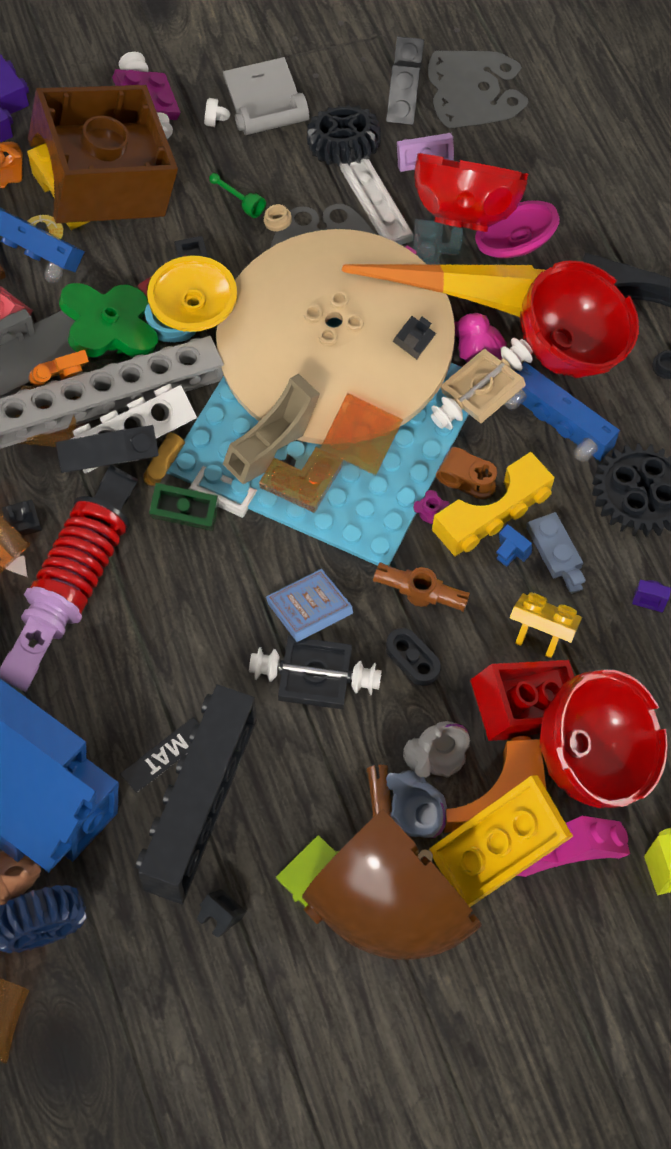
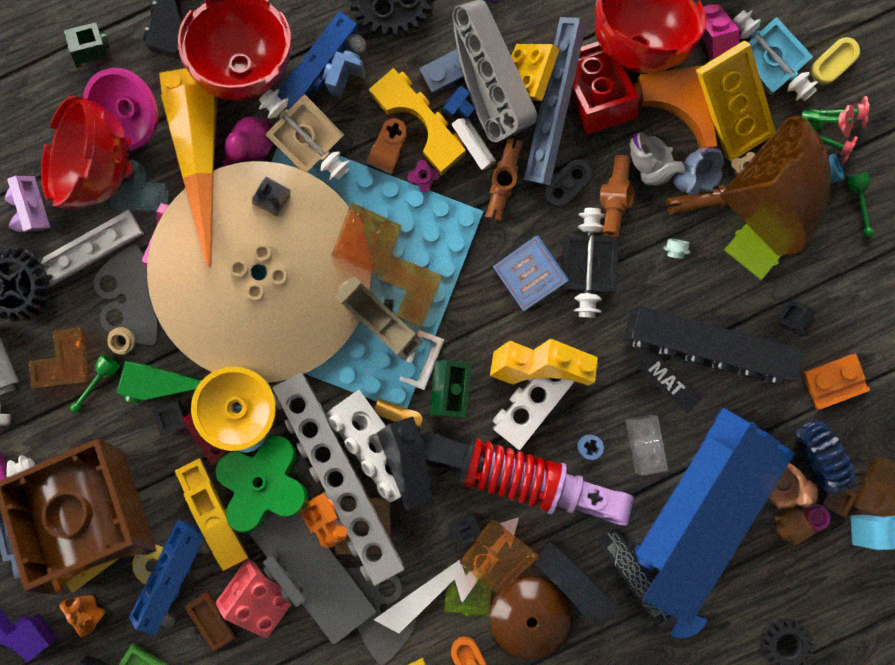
camera: 95 degrees left, 25 degrees up
(90, 712) = (646, 445): none -> clear brick
(93, 269) = (210, 514): none -> yellow slope
(94, 648) = (598, 443): none -> medium blue bush
(133, 959) = (836, 381): none -> orange plate
(192, 639) = (518, 433): none -> white brick
(200, 602) = (550, 360): none -> yellow arch
(232, 235) = (149, 382): none -> green slope
(260, 174) = (67, 366): none -> clear orange plate
(324, 774) = (677, 248): none -> light aqua plate
(388, 1011) = (858, 184): none -> green hinge
(392, 705) = (617, 196): none -> dark orange pin
(411, 975) = (836, 168): none -> dark azure tile
(465, 558) = (474, 143): none -> white tile
(470, 972) = (845, 122): none -> plant
(498, 640) = (555, 101): none -> sand blue plate
(546, 569) = (491, 73): none -> light grey beam
(549, 426) = (338, 72): none -> medium blue bracket
(554, 998) = (835, 61): none -> light yellow tile
(561, 914) = (777, 55): none -> medium azure plate
(587, 209) = (86, 43): none -> dark green brick

